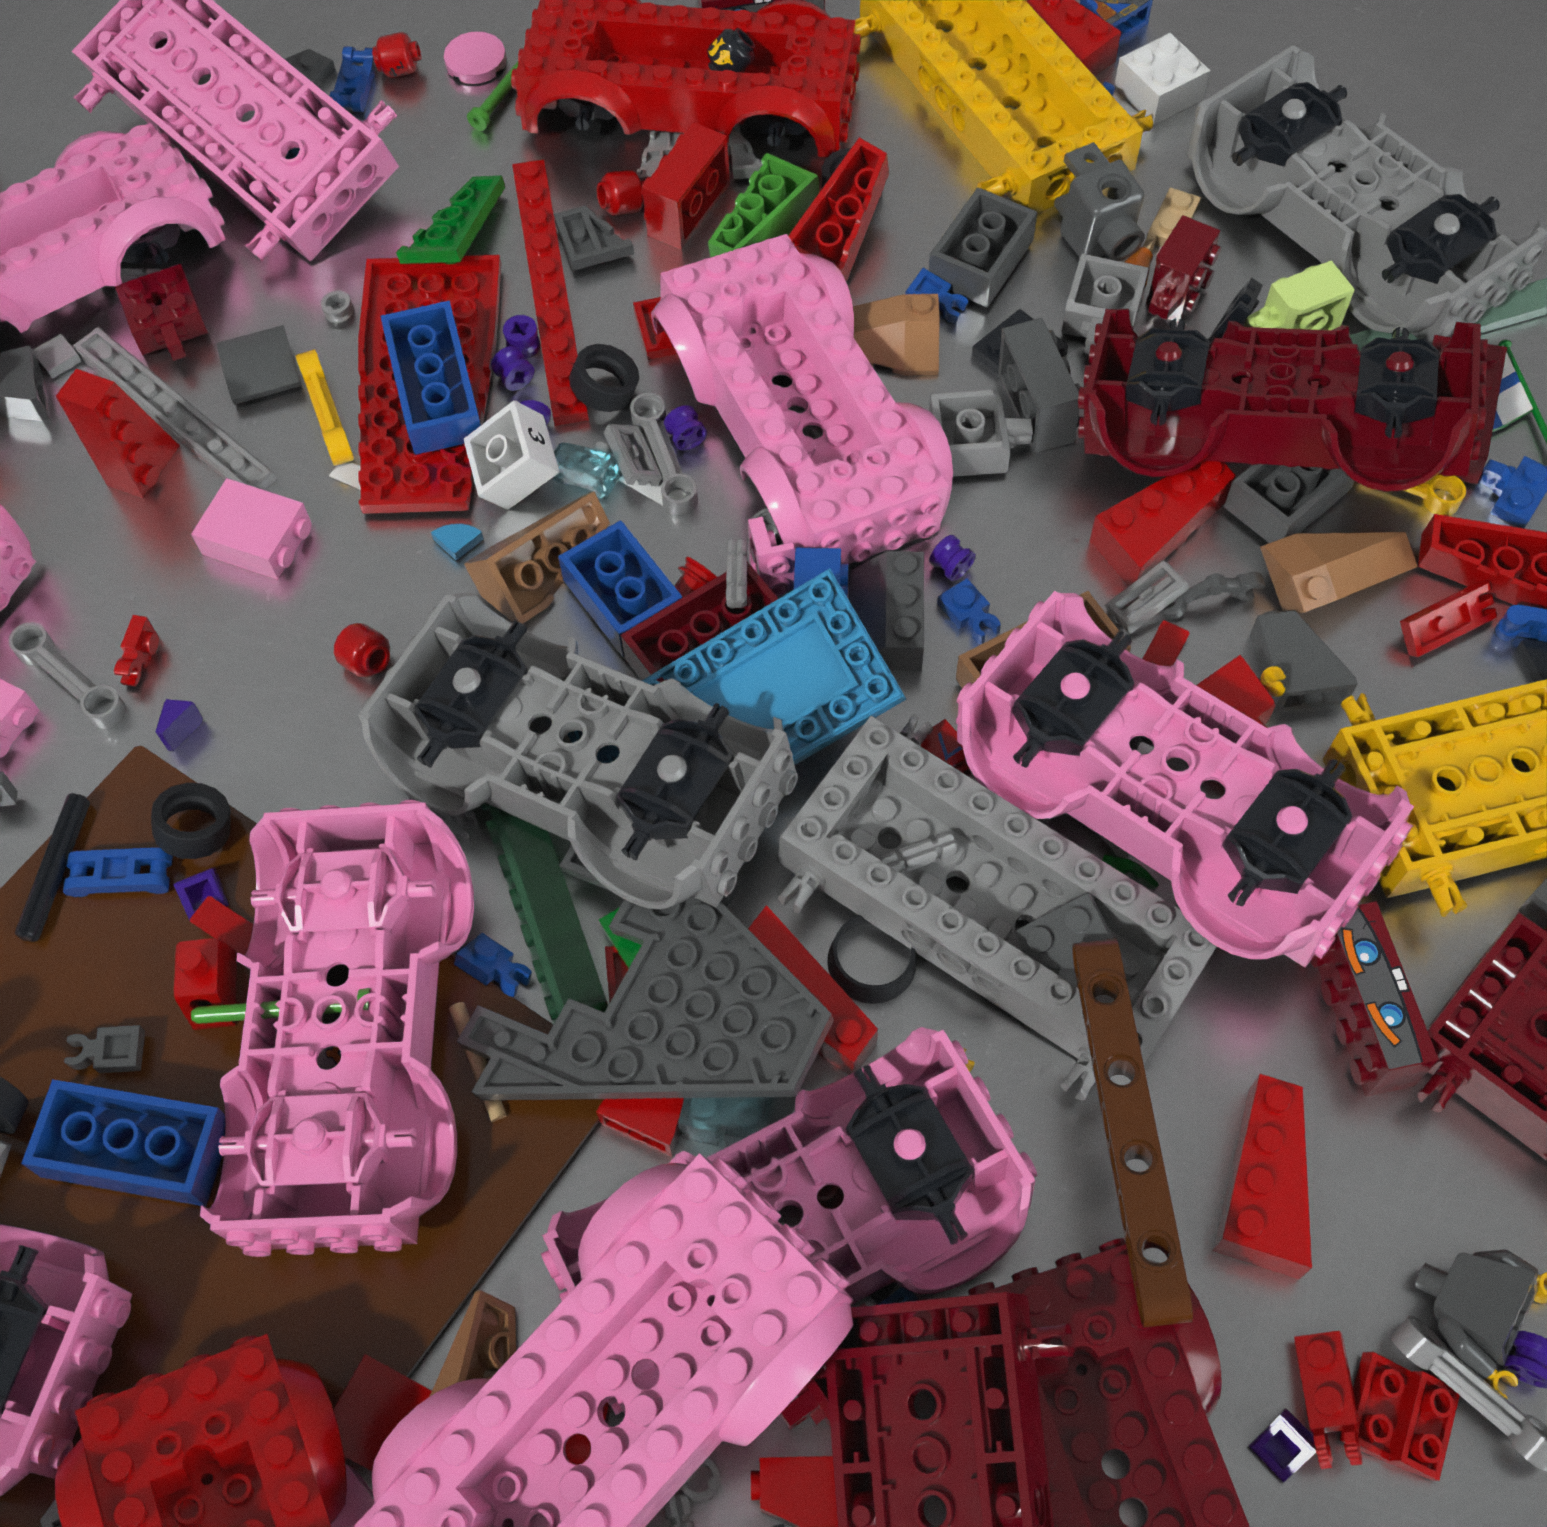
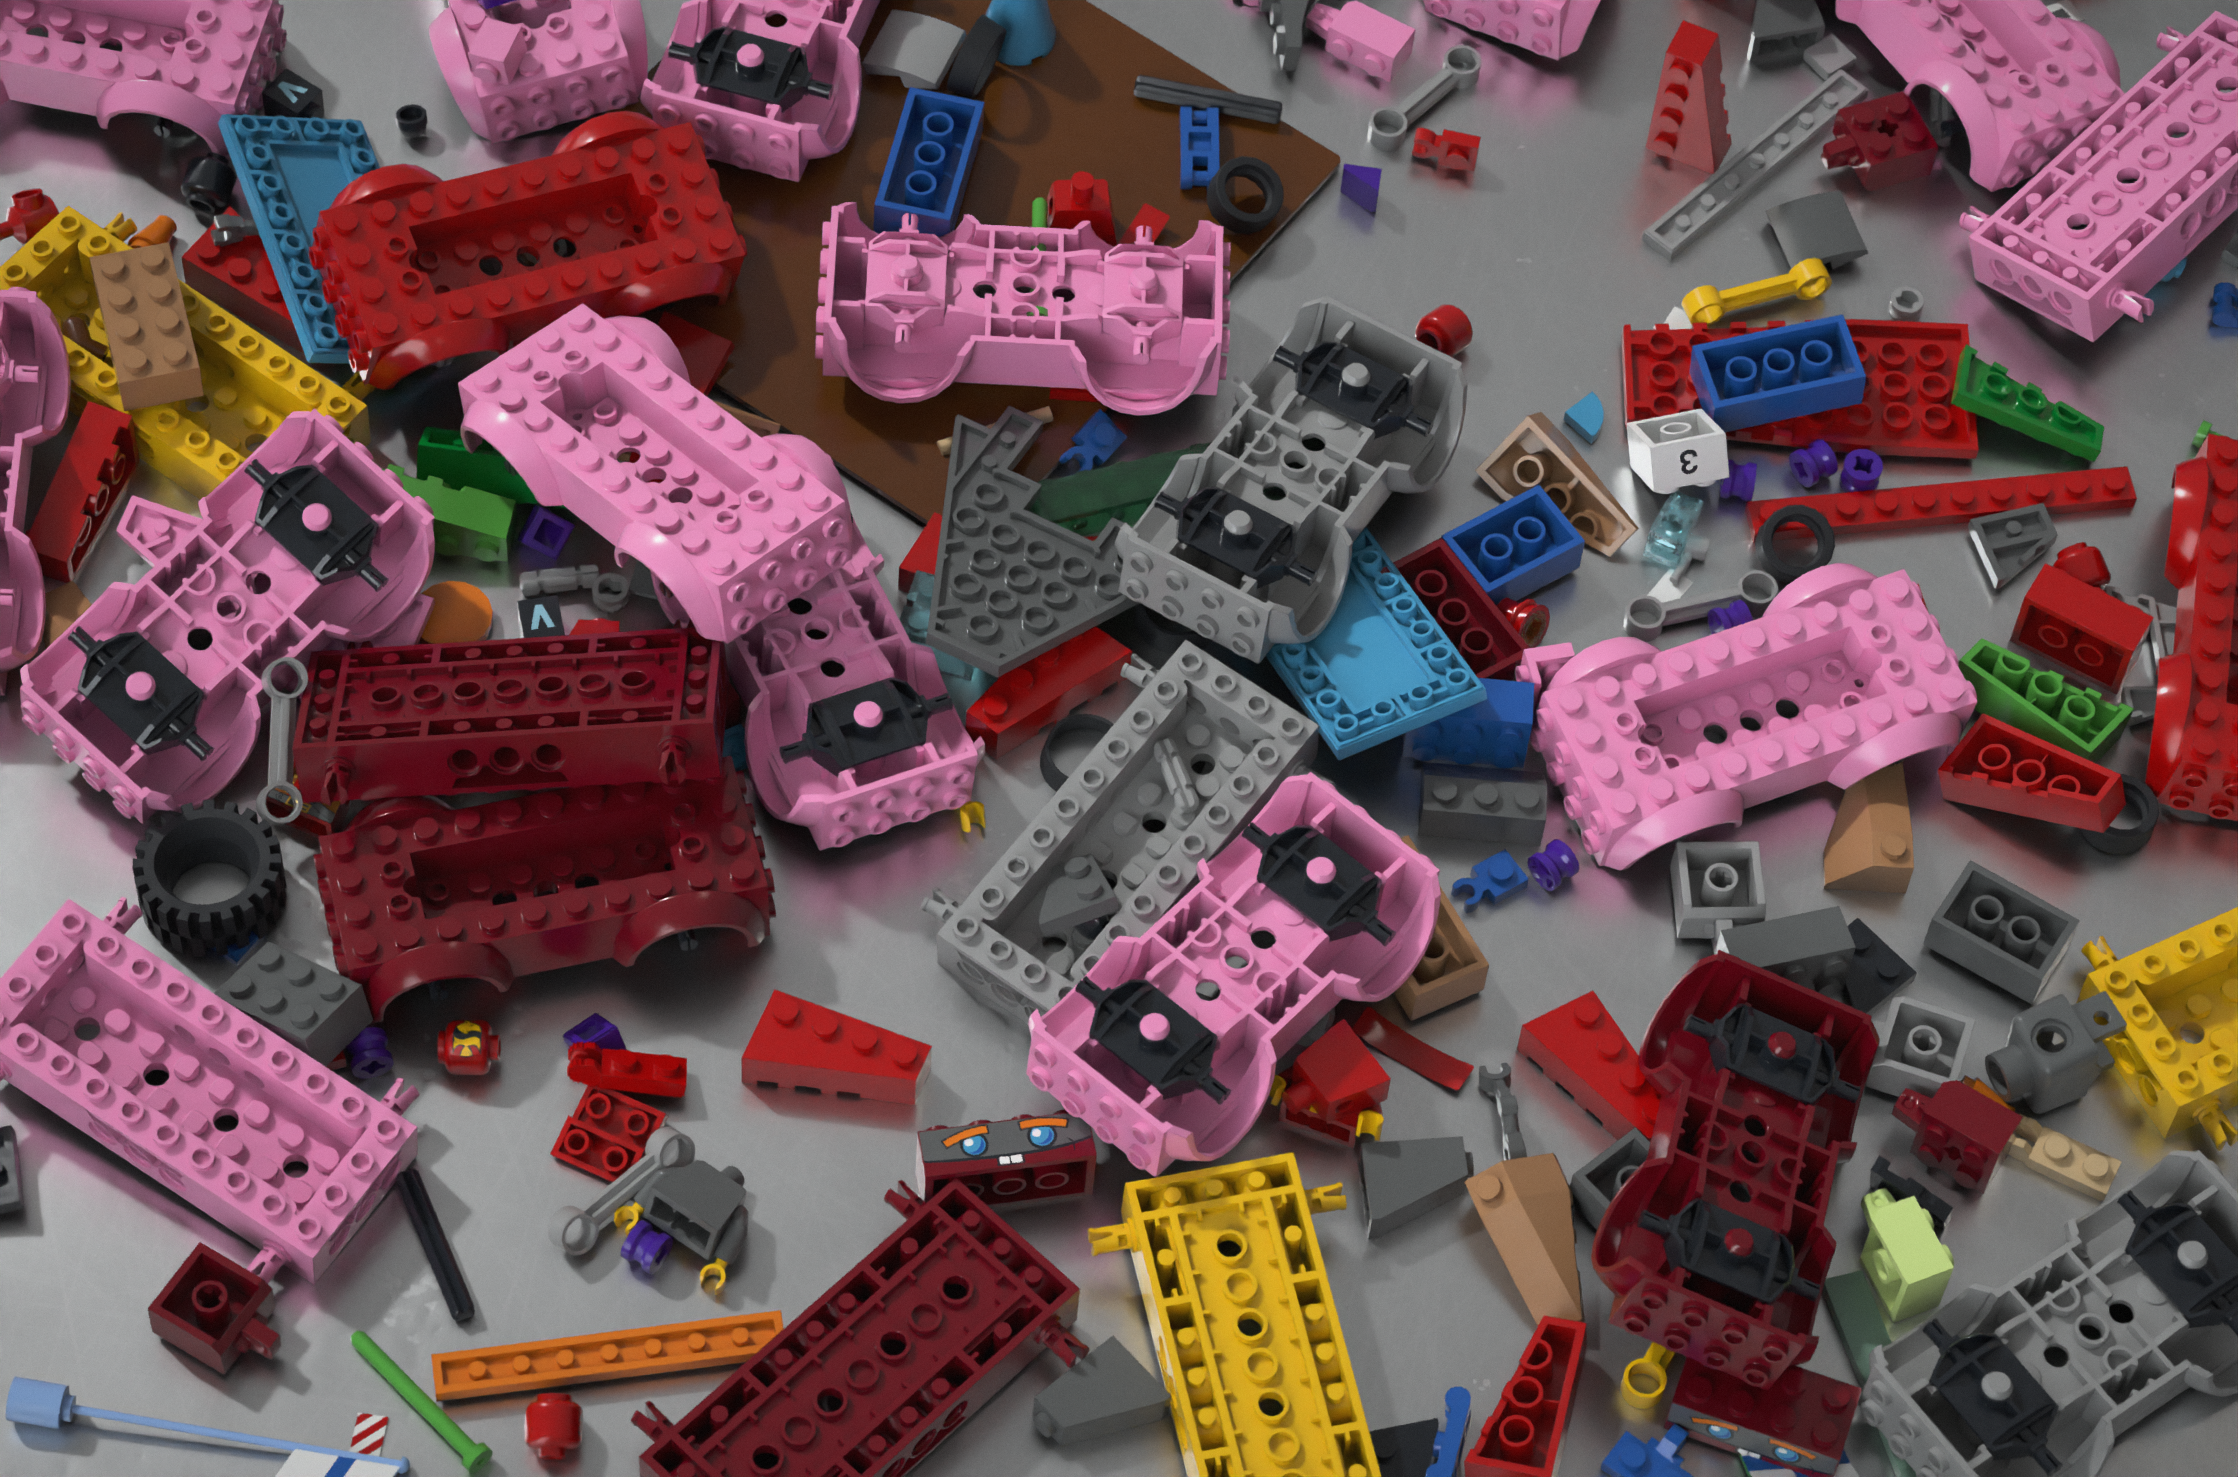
camera: 85 degrees right, 5 degrees down
(112, 1050) = (1021, 153): dark grey plate -> none
(197, 887) = (1181, 210): dark purple slope -> none
(252, 529) = (1595, 236): bright pink brick -> none
(628, 454) = (1663, 580): light grey tile -> none
(736, 573) = (1509, 636): light grey axle -> none
(929, 283) = (1933, 883): blue plate -> none
(1131, 1134) = (872, 883): reddish brown beam -> none
(1151, 600) = (1492, 1046): light grey tile -> none
(1448, 619) = (1465, 1345): red hinge -> none

